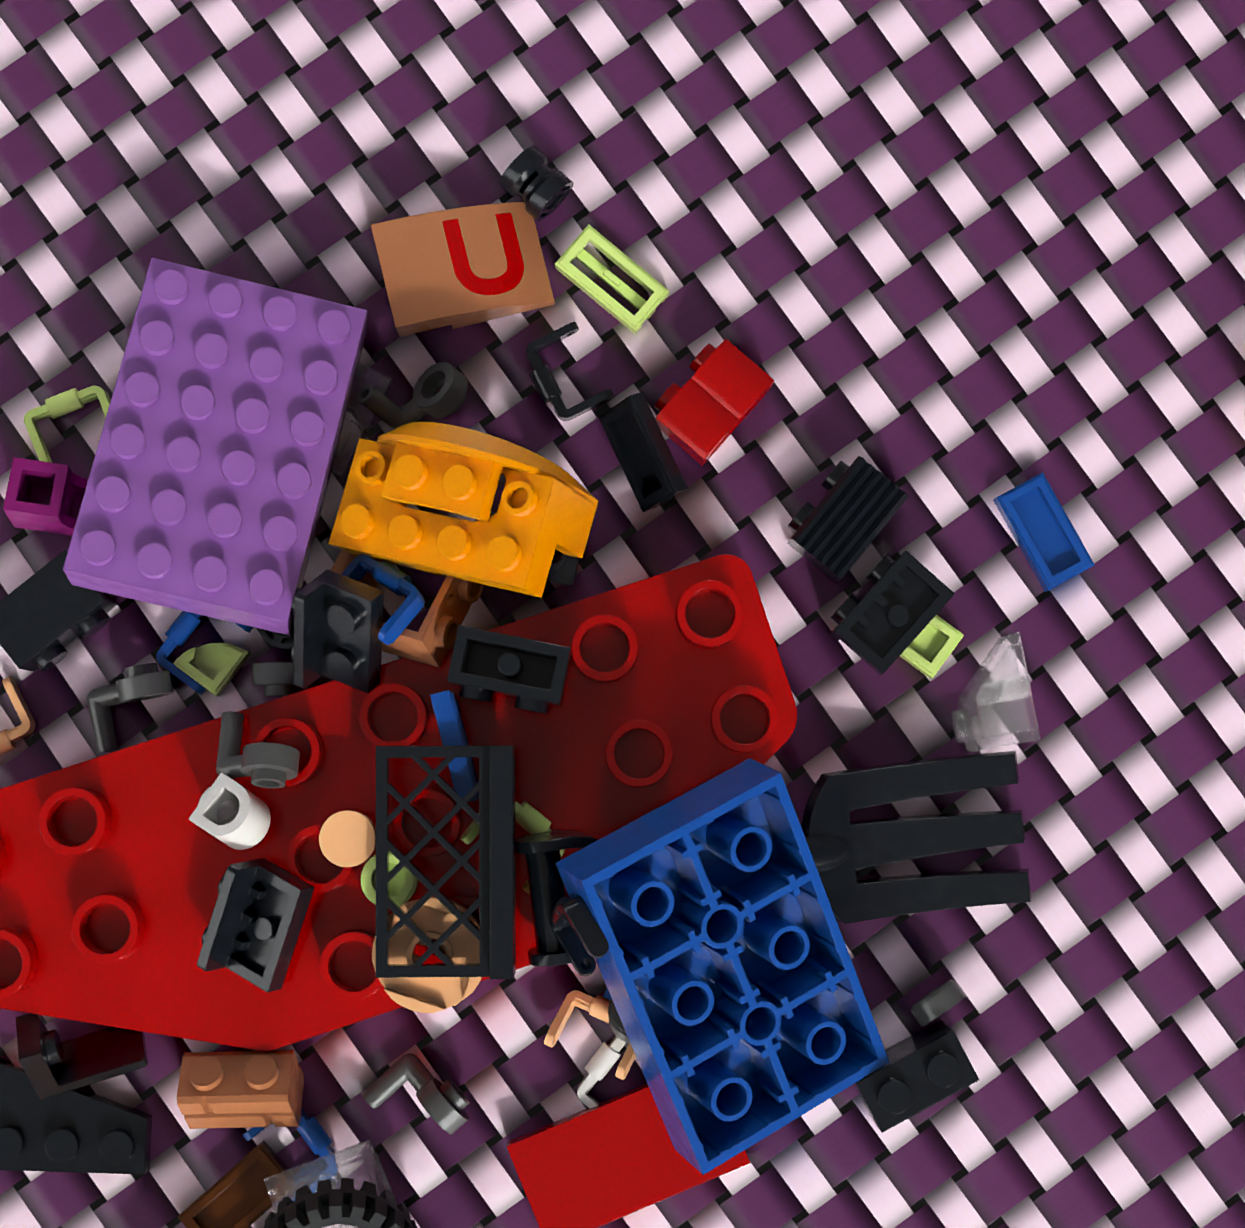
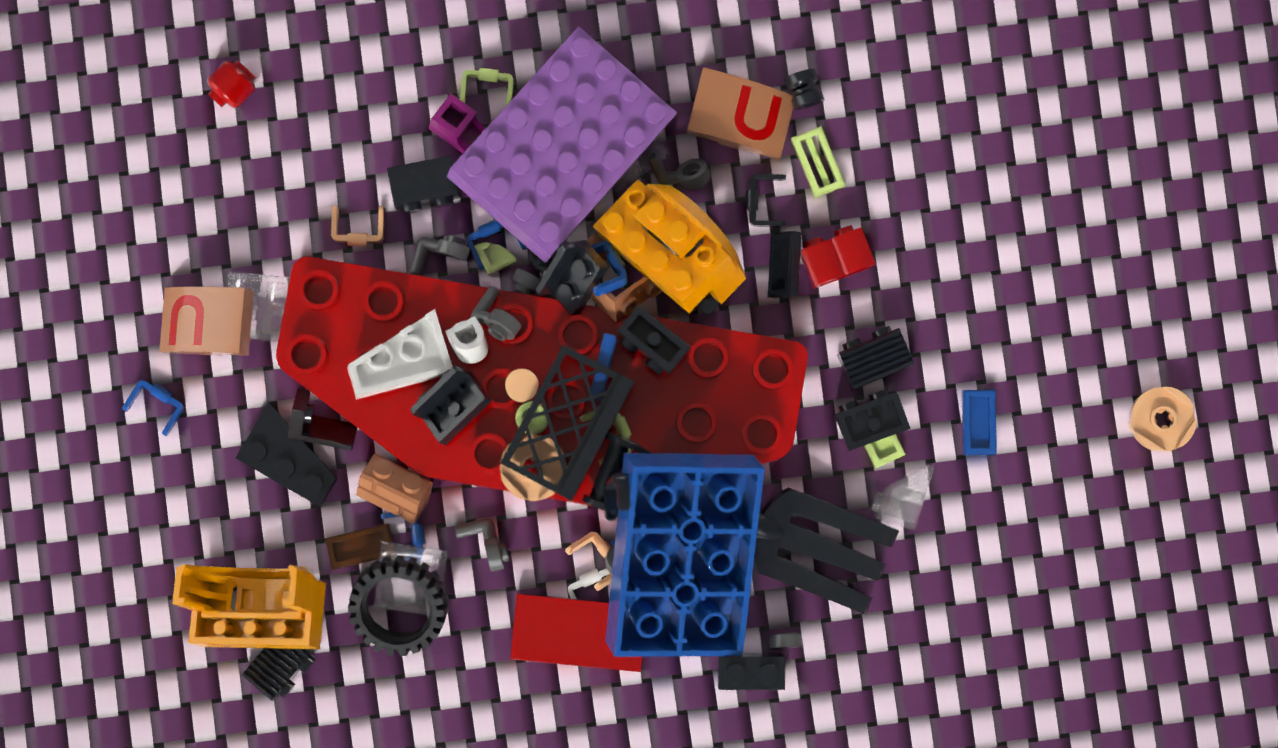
camera: 35 degrees right, 0 degrees up
(151, 892) = (403, 360): none -> white wing

